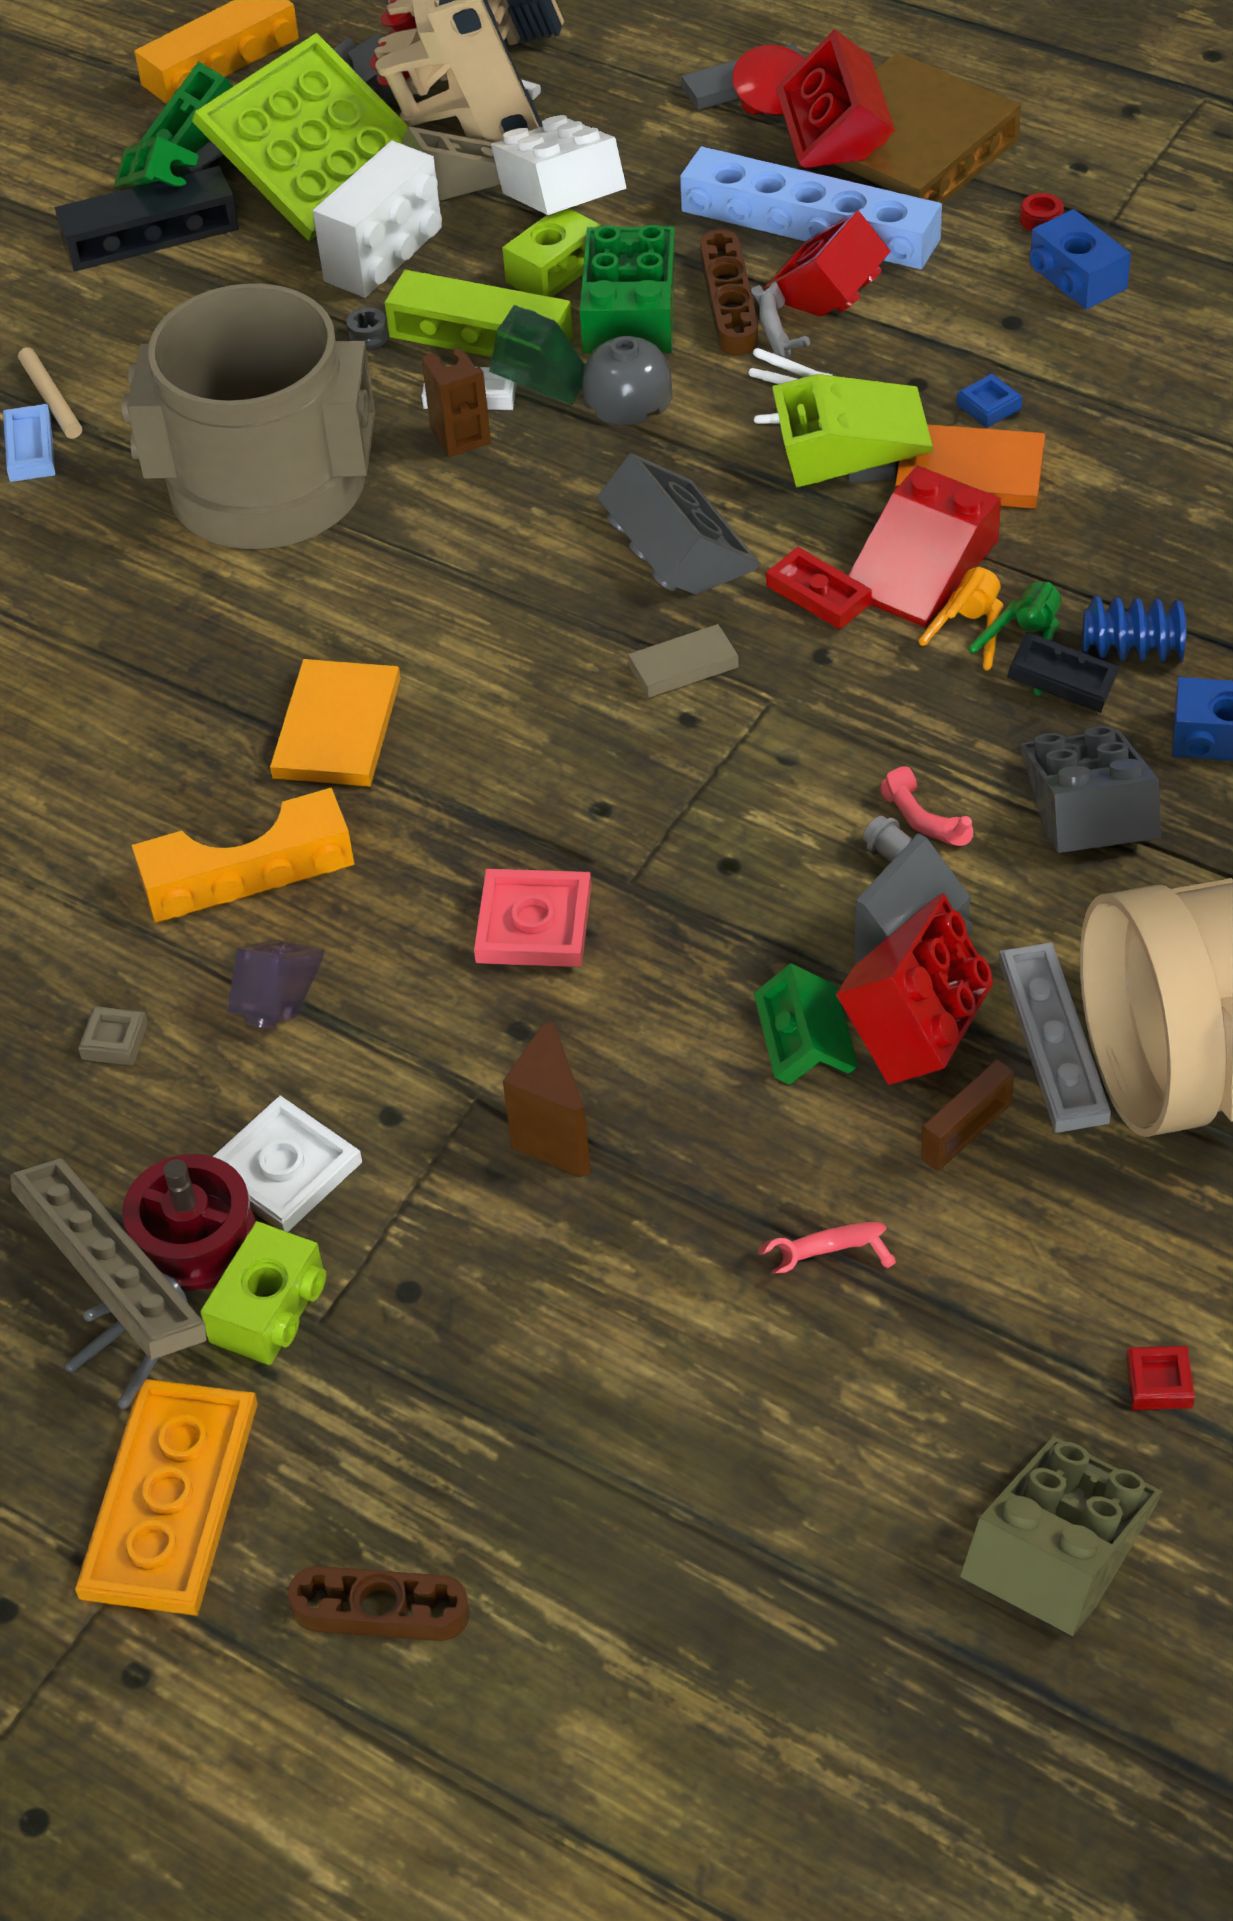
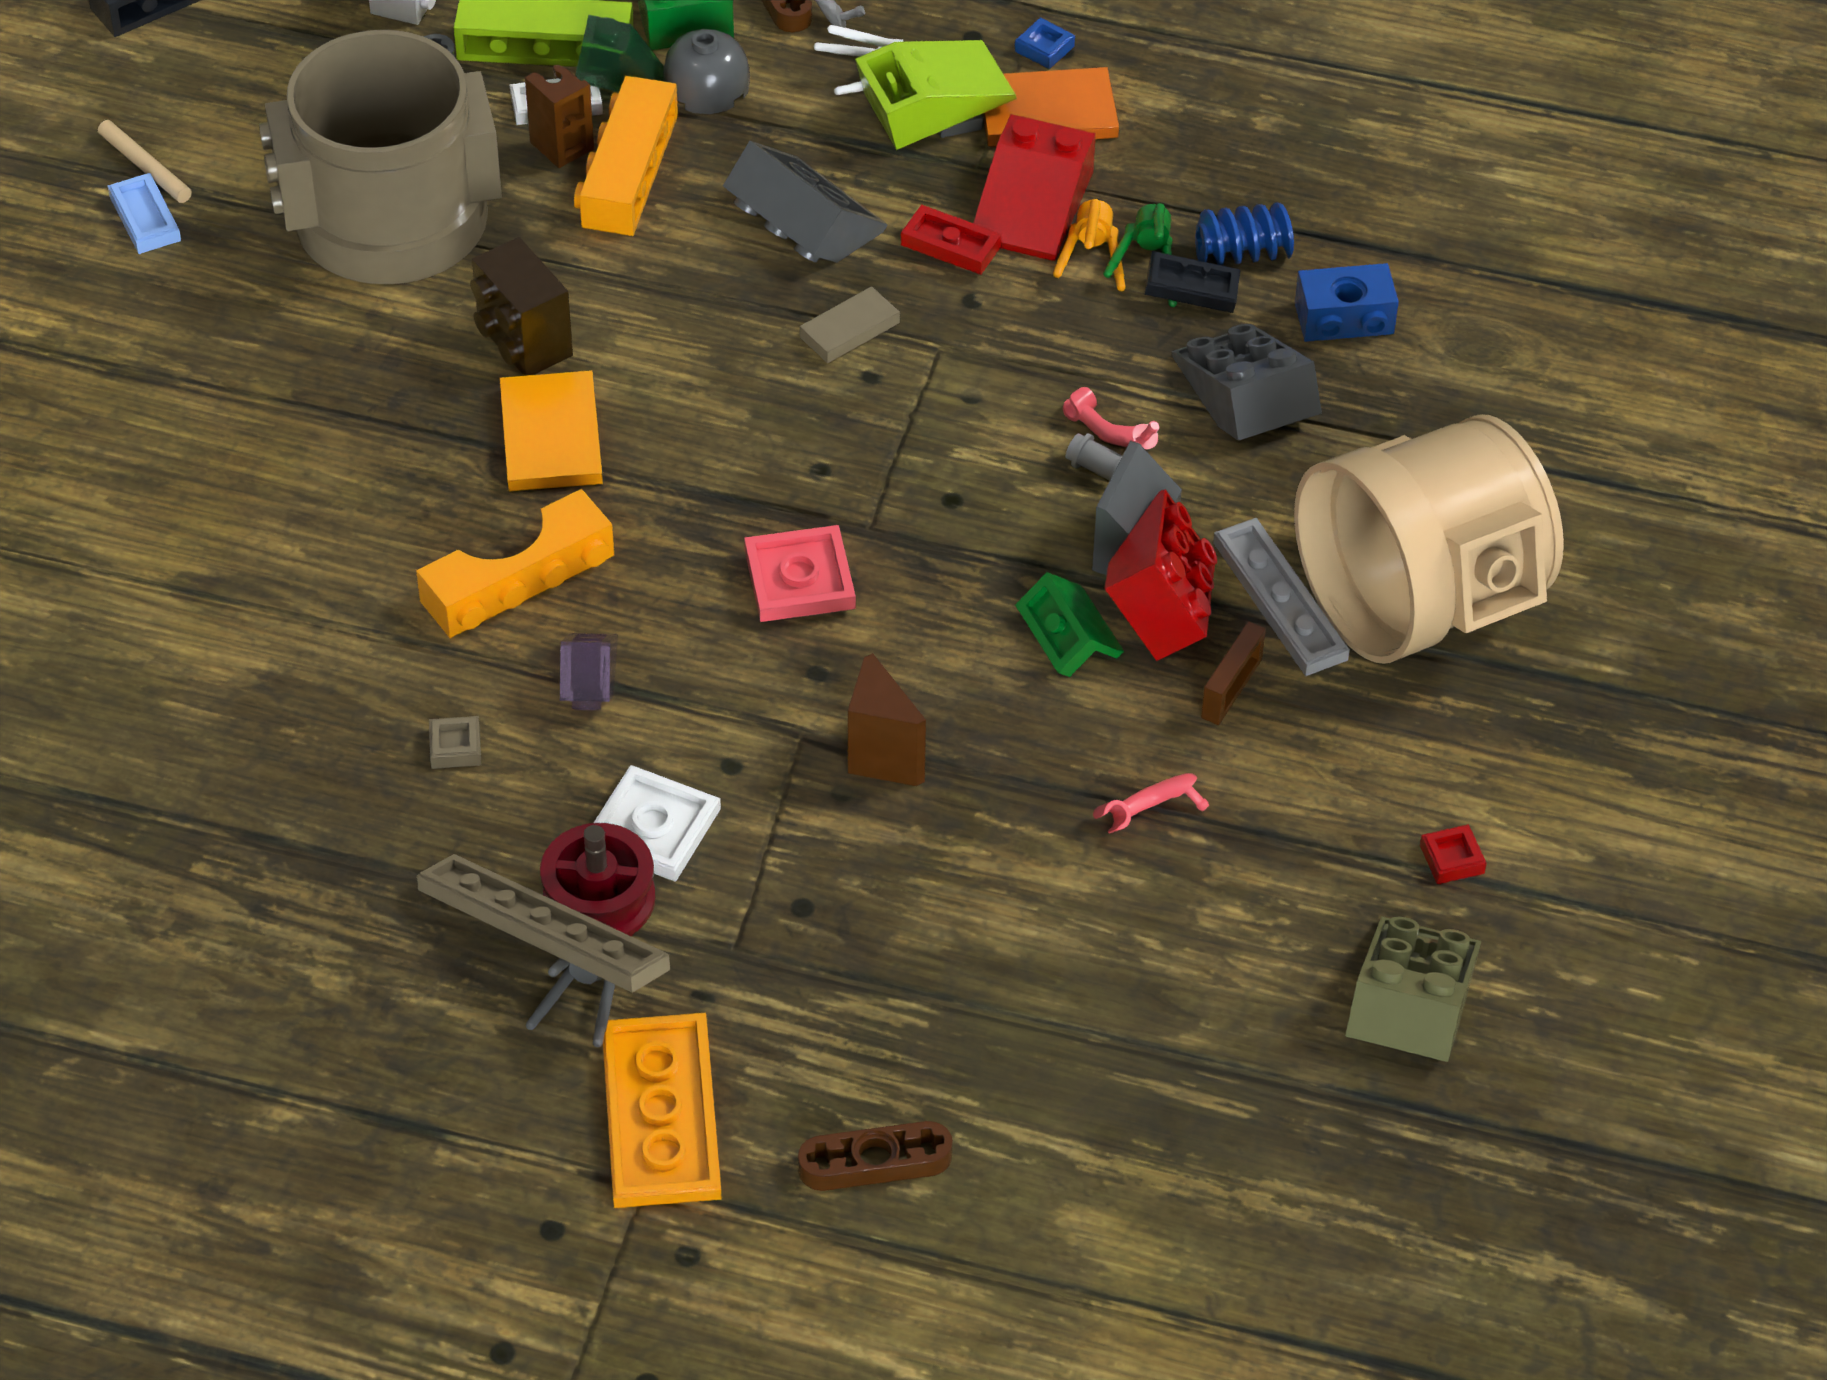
camera: 20 degrees left, 0 degrees up
(265, 1263) = (686, 904): lime brick -> none
(342, 590) = (521, 307): none -> dark brown brick
(515, 453) = (627, 155): none -> light orange brick

